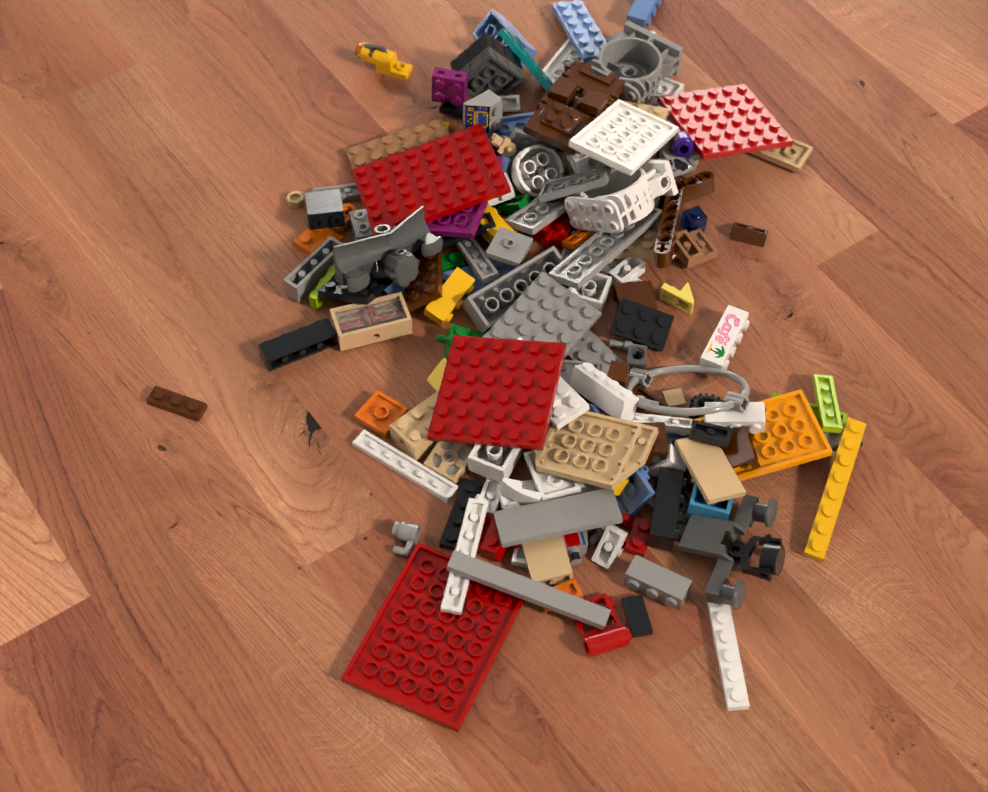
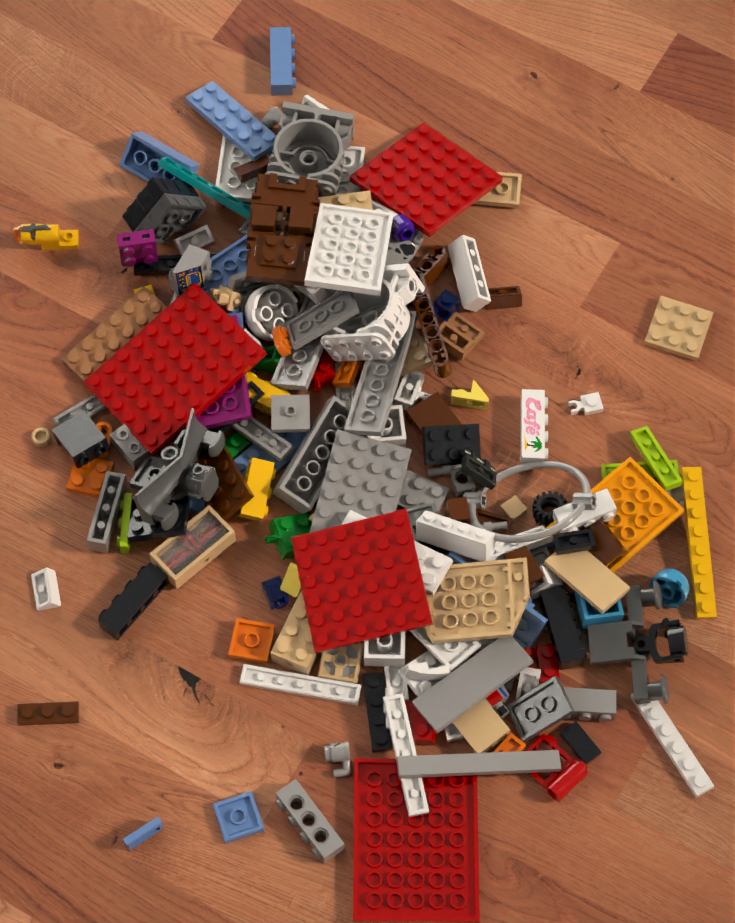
camera: 25 degrees left, 10 degrees up
(198, 527) = (143, 833): none -> medium blue tile
(232, 310) = (46, 589): none -> white slope
(289, 550) = (238, 817): none -> medium blue tile
(354, 607) = (295, 793): none -> light grey brick
(421, 387) = (274, 595): none -> clear blue brick
(531, 191) = (281, 341): none -> orange plate
(611, 567) = (540, 709): none -> plate
(655, 351) = (478, 469): none -> pearl dark grey plate
(726, 203) = (469, 273): none -> white brick
(787, 342) = (588, 404): none -> white plate
(791, 515) = (673, 587): none -> dark azure cylinder
(901, 312) = (678, 328): none -> tan plate

